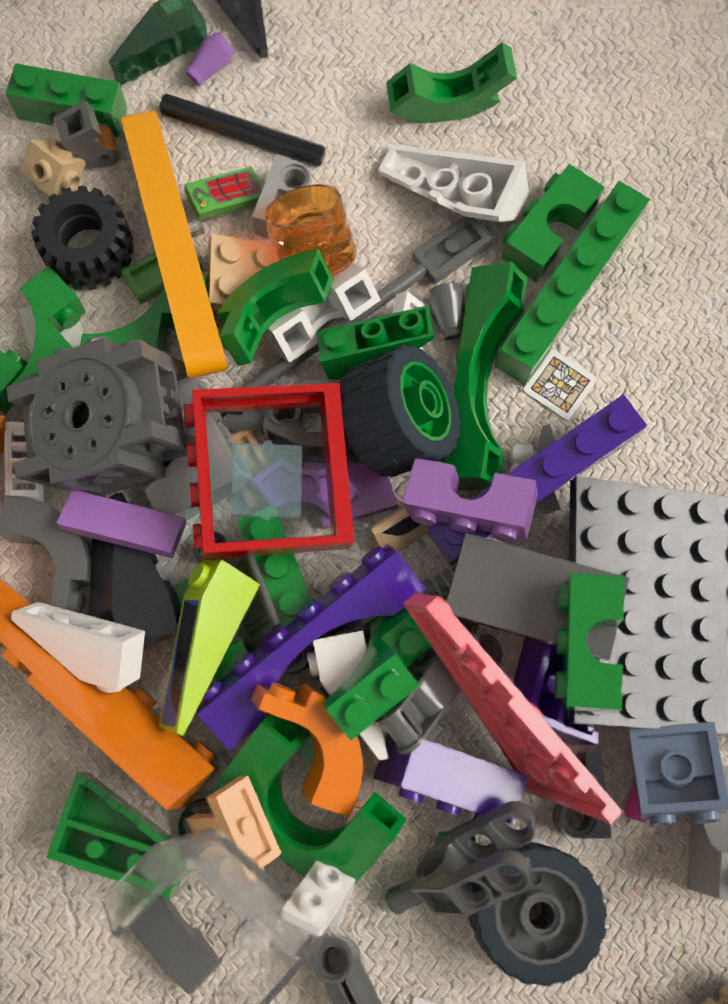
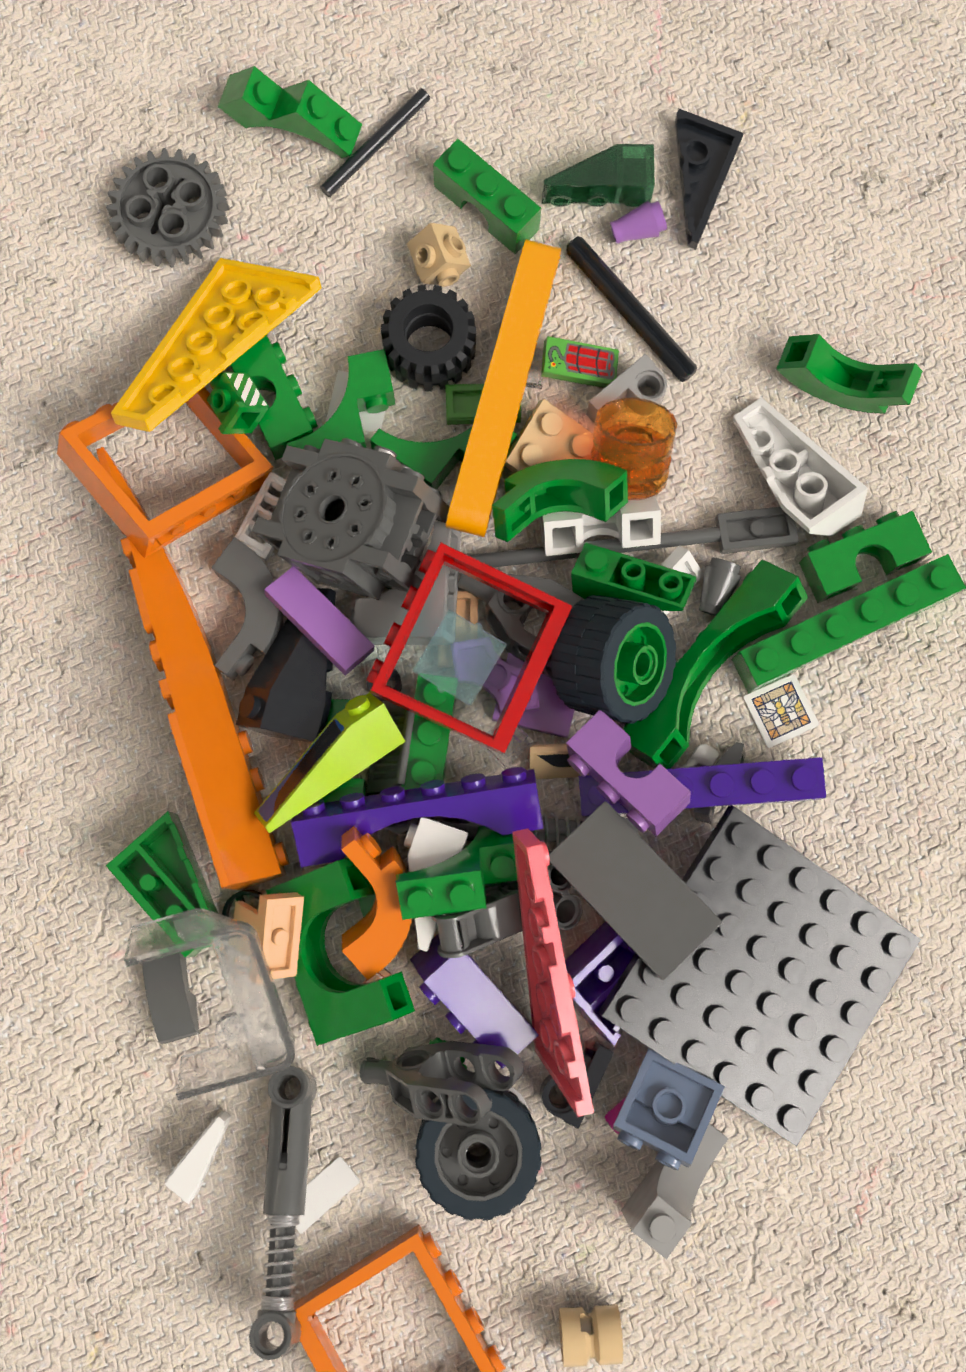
camera: 30 degrees right, 5 degrees up
(85, 645) = (231, 709): white slope -> none
(88, 138) = (487, 248): dark grey leg -> none
(319, 899) = (304, 1032): white bracket -> none
(585, 681) = (670, 924): green arch -> none

